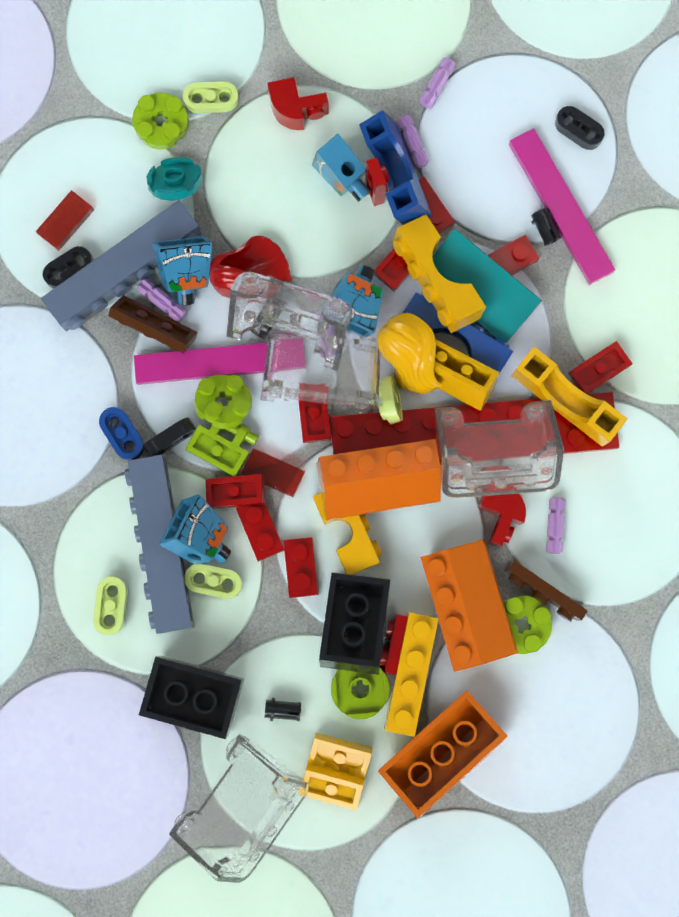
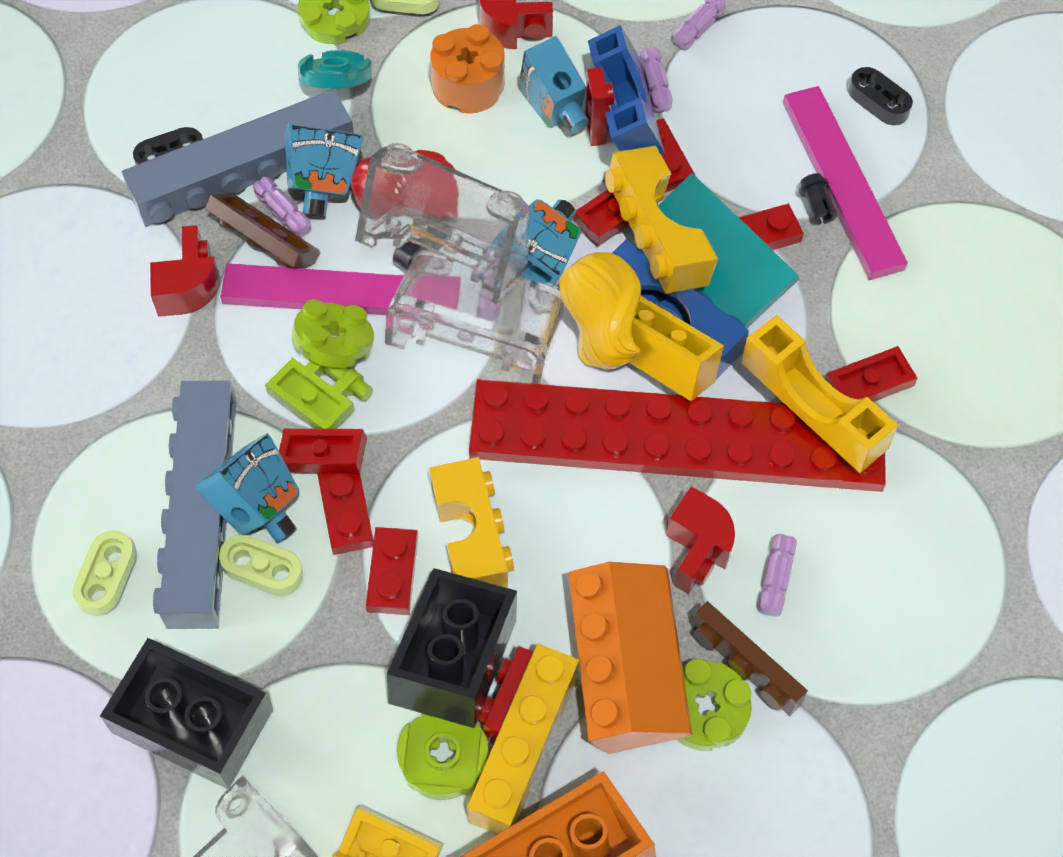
camera: 10 degrees right, 20 degrees down
(64, 220) = (180, 100): clear red tile -> none
(111, 377) = (186, 283): none -> red brick
(122, 434) = (183, 357): blue plate -> none
(170, 437) = (249, 368): black beam -> none
(259, 155) = (467, 69): none -> orange brick
(276, 473) = (386, 441): clear red tile -> none
(282, 710) = (316, 762): black pin -> none
(314, 421) = (454, 378): red plate -> none
(380, 479) = (529, 454): orange slope -> none
(391, 404) = (566, 366): yellowish green plate -> none
(501, 454) = (706, 457): clear windscreen -> none

